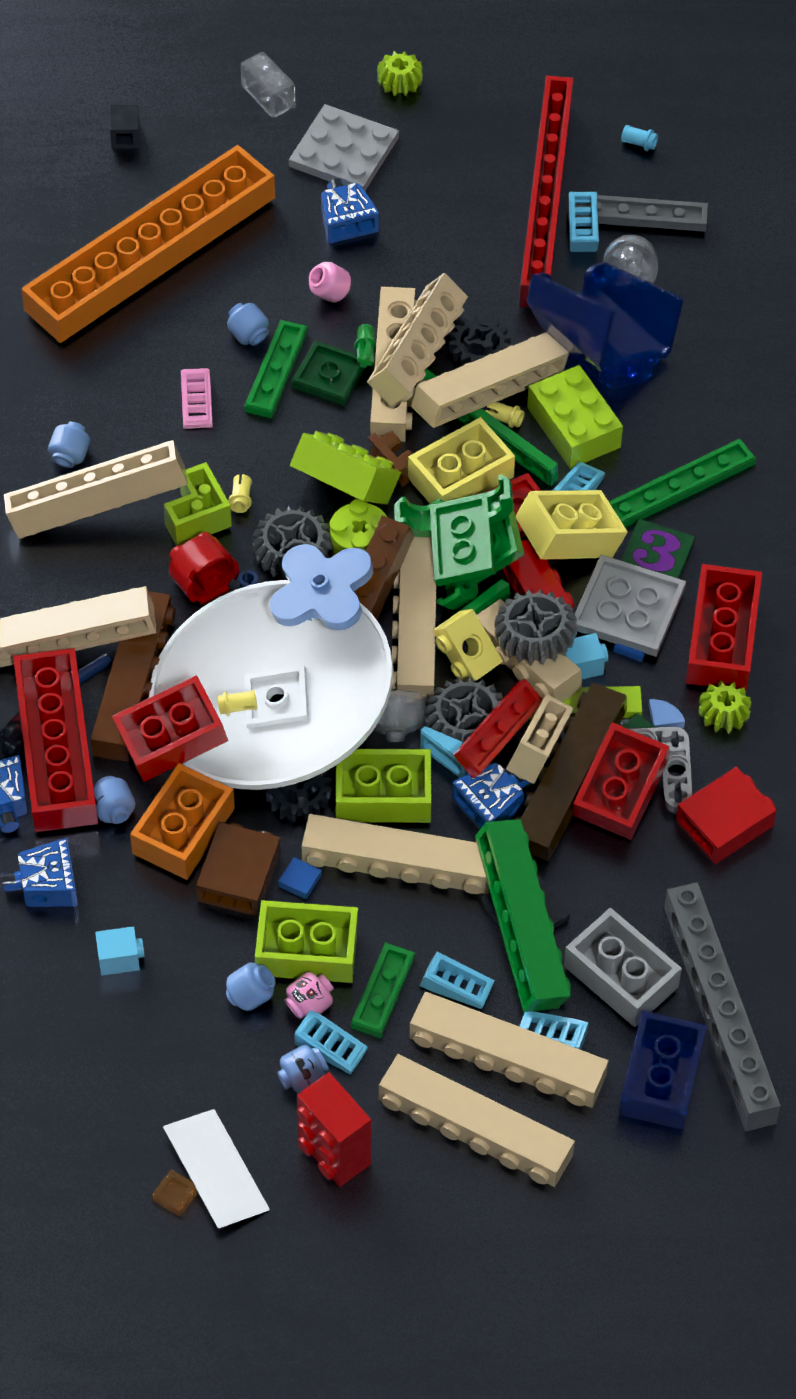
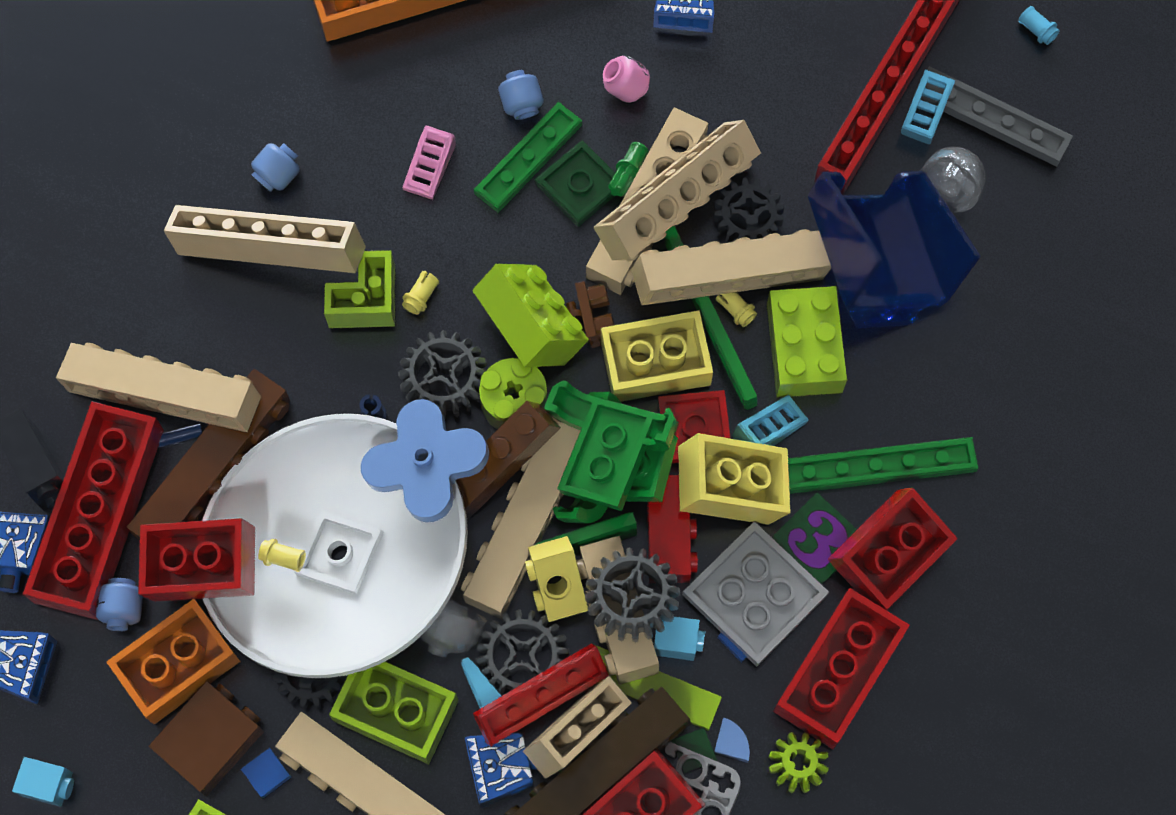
camera: 25 degrees right, 15 degrees up
(203, 568) = (333, 371): red brick -> none
(720, 526) = (892, 548): none -> red brick

